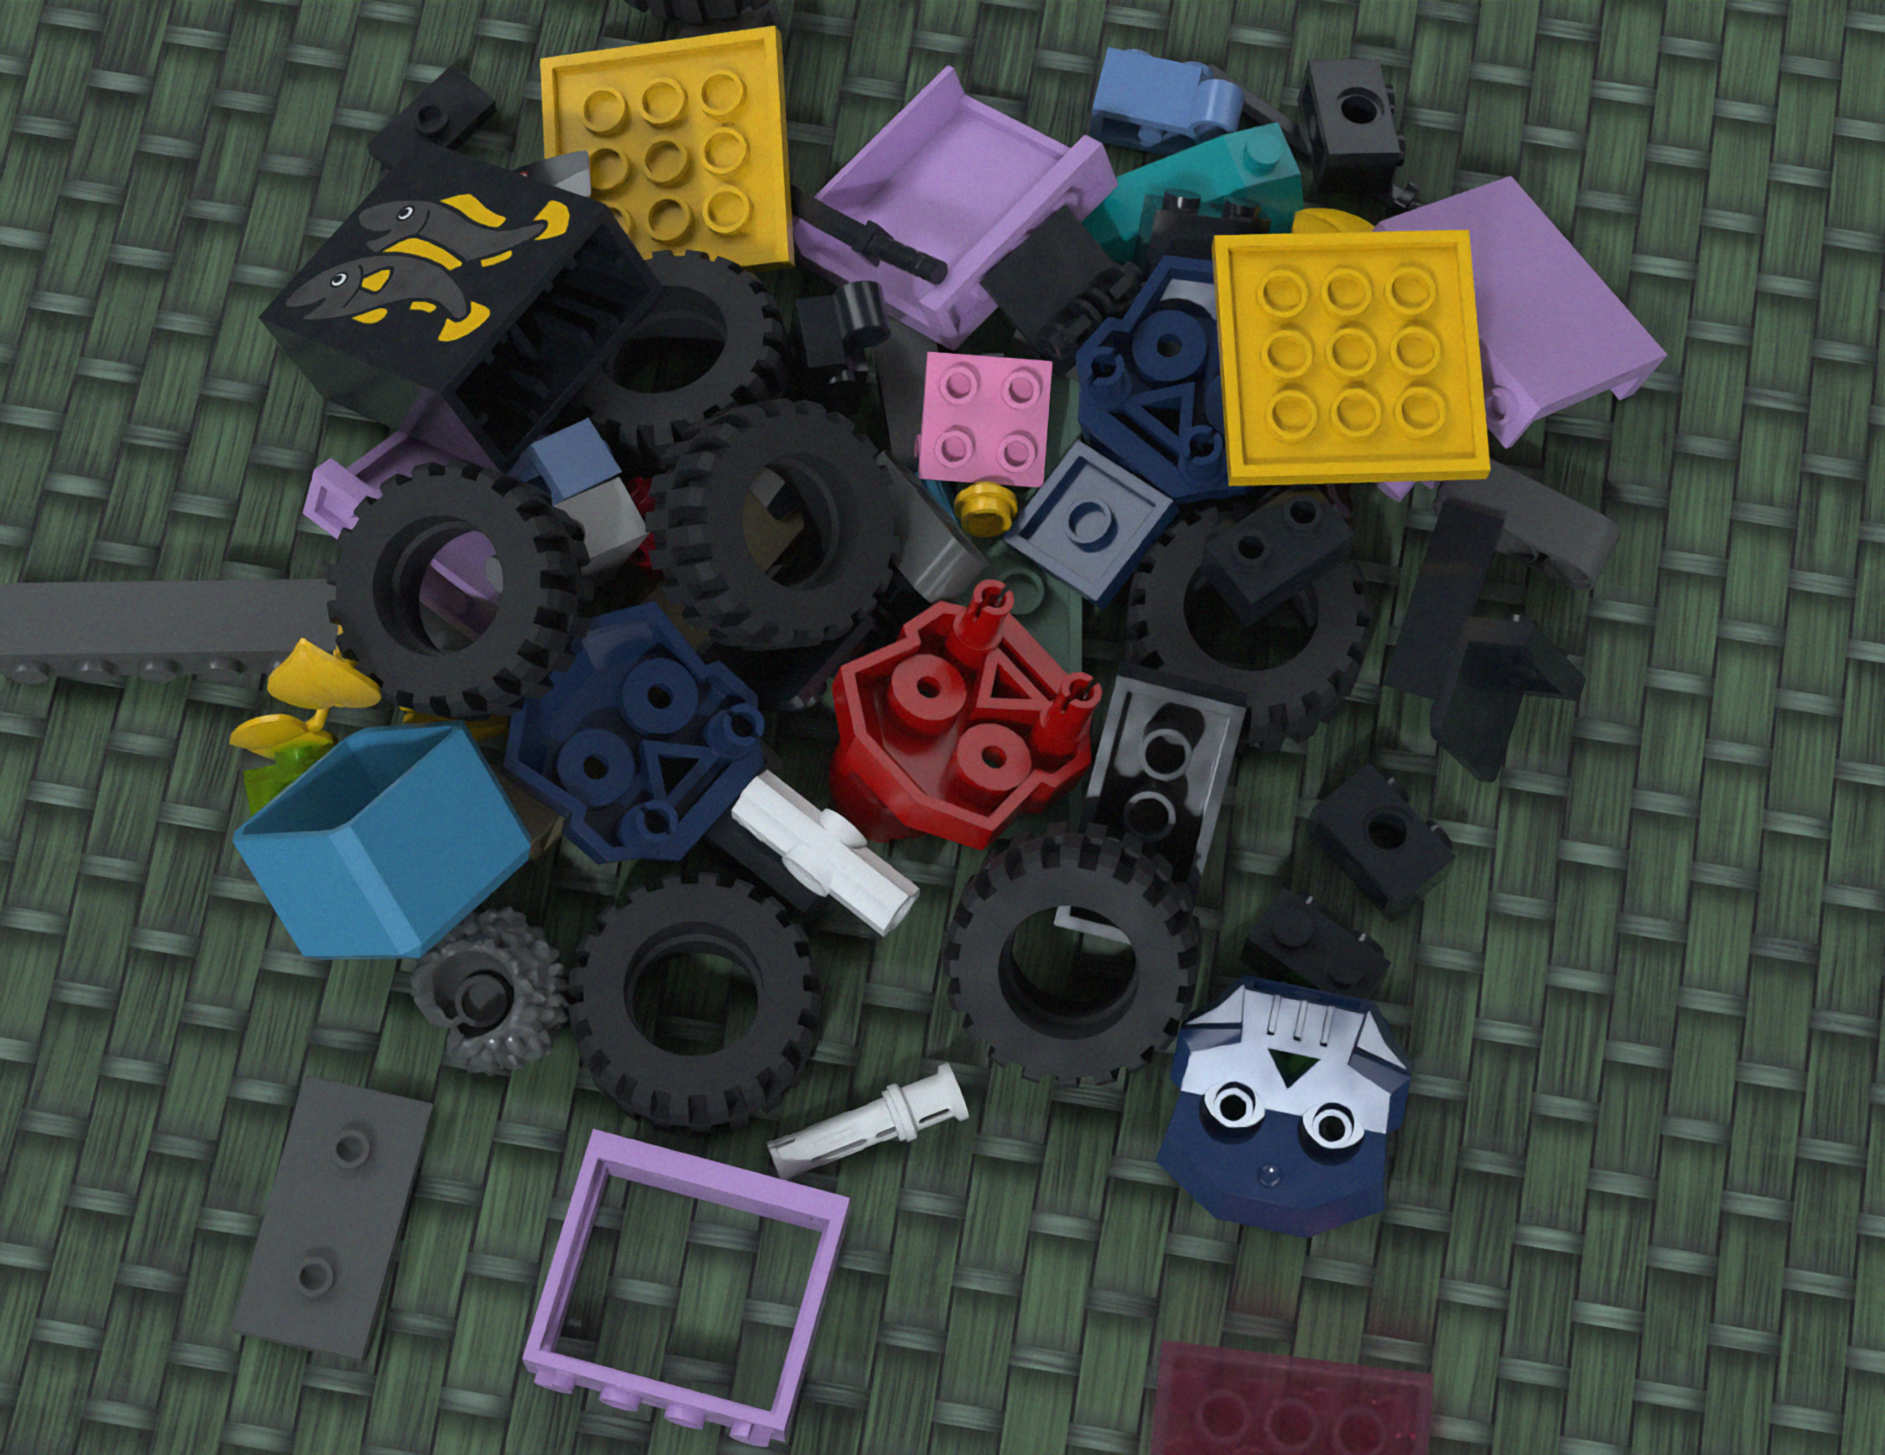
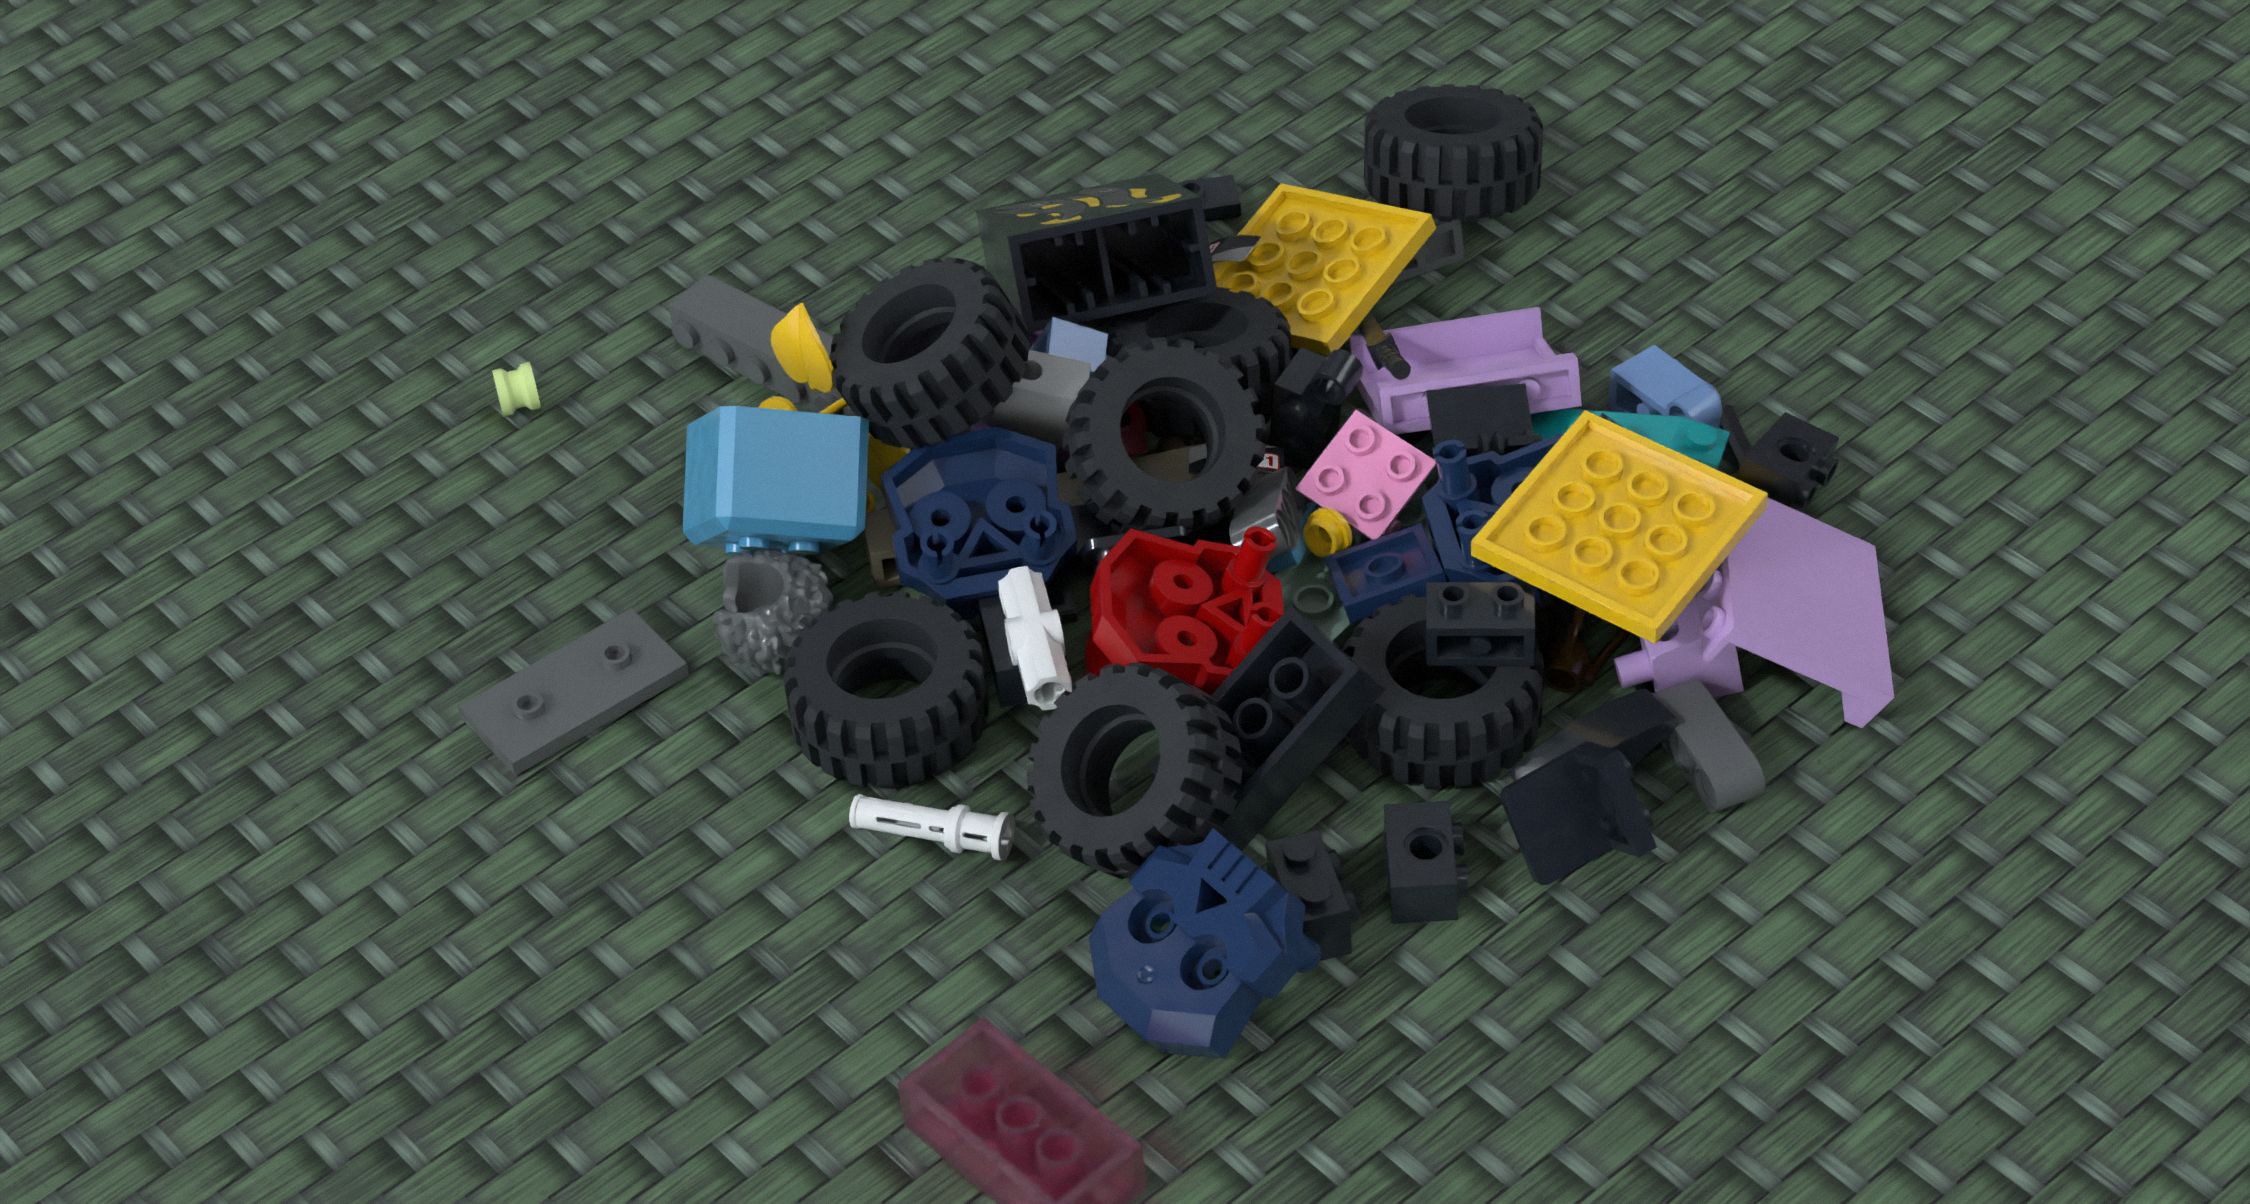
camera: 45 degrees right, 25 degrees down
(710, 1182) = (697, 774): lavender window -> none

